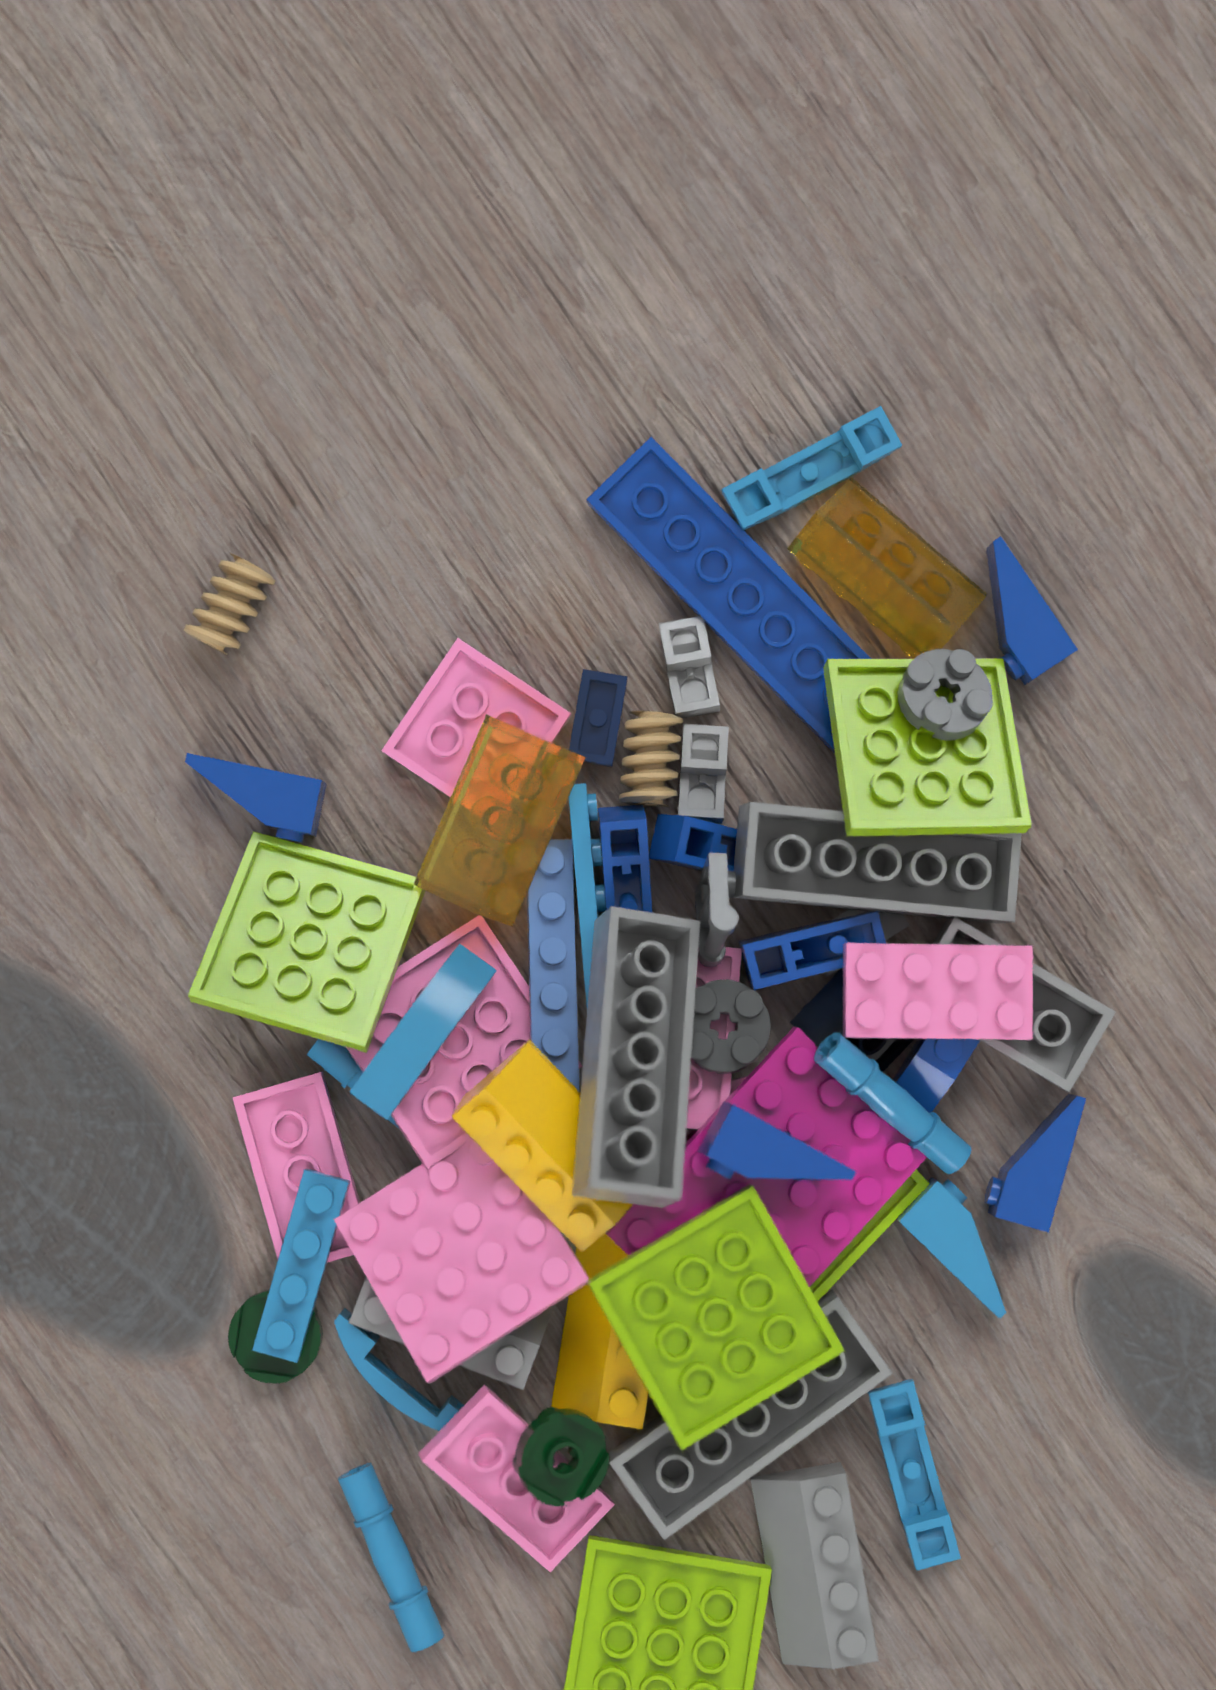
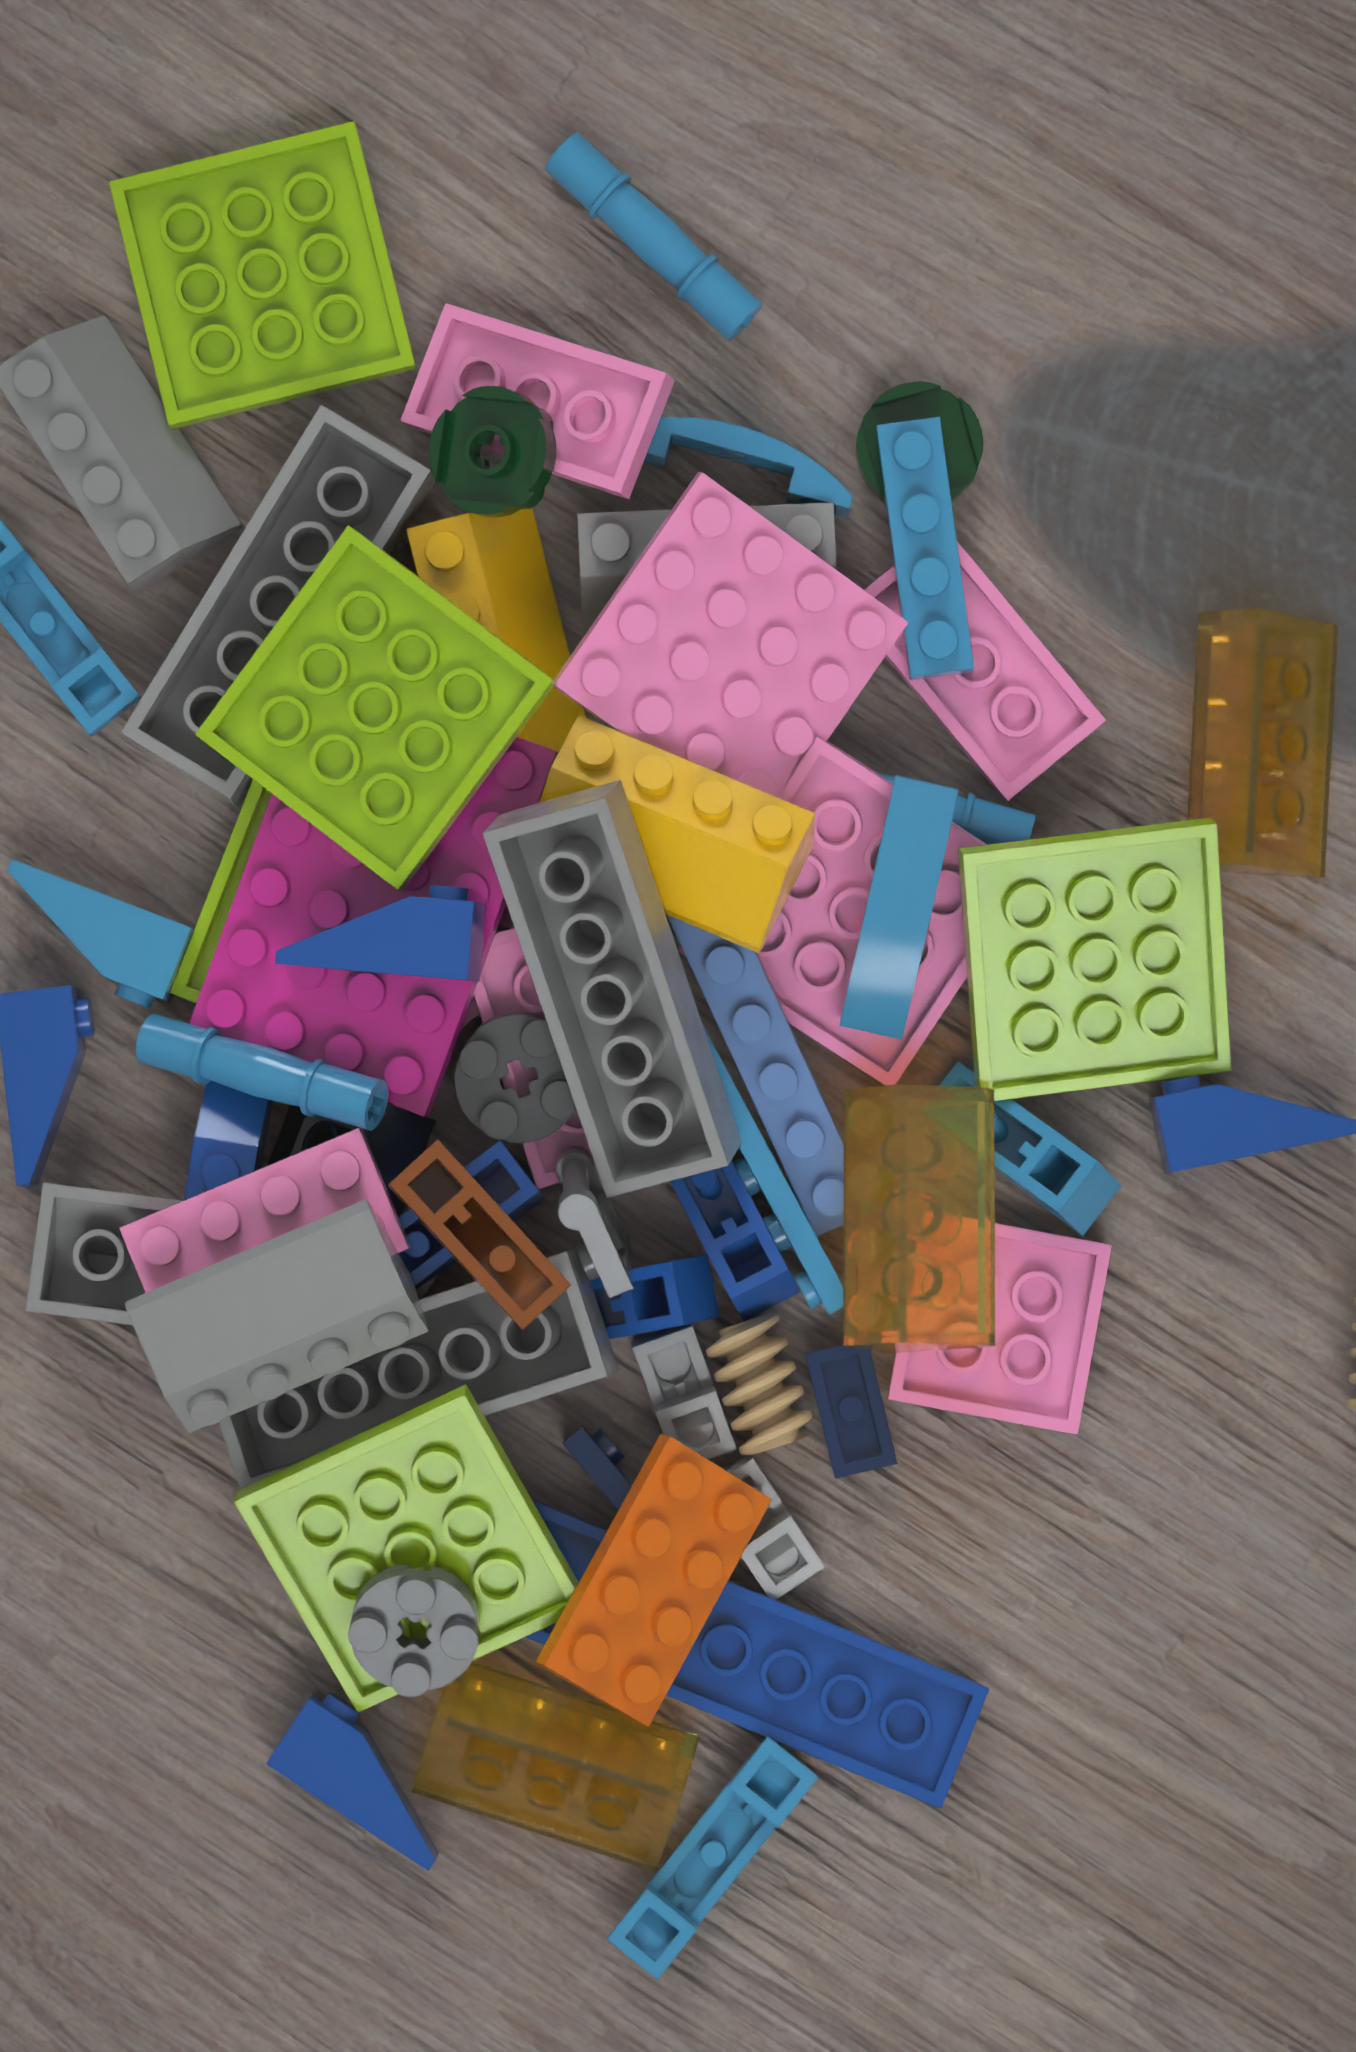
camera: 160 degrees right, 0 degrees up
(133, 1041) = (1264, 739): none -> clear yellow slope
(401, 824) = (1044, 1162): none -> dark azure slope
(764, 717) = (599, 1459): none -> dark blue plate
(775, 659) = (653, 1580): none -> orange plate
(796, 930) = (479, 1234): none -> dark orange slope
(953, 934) = (277, 1316): none -> light grey slope

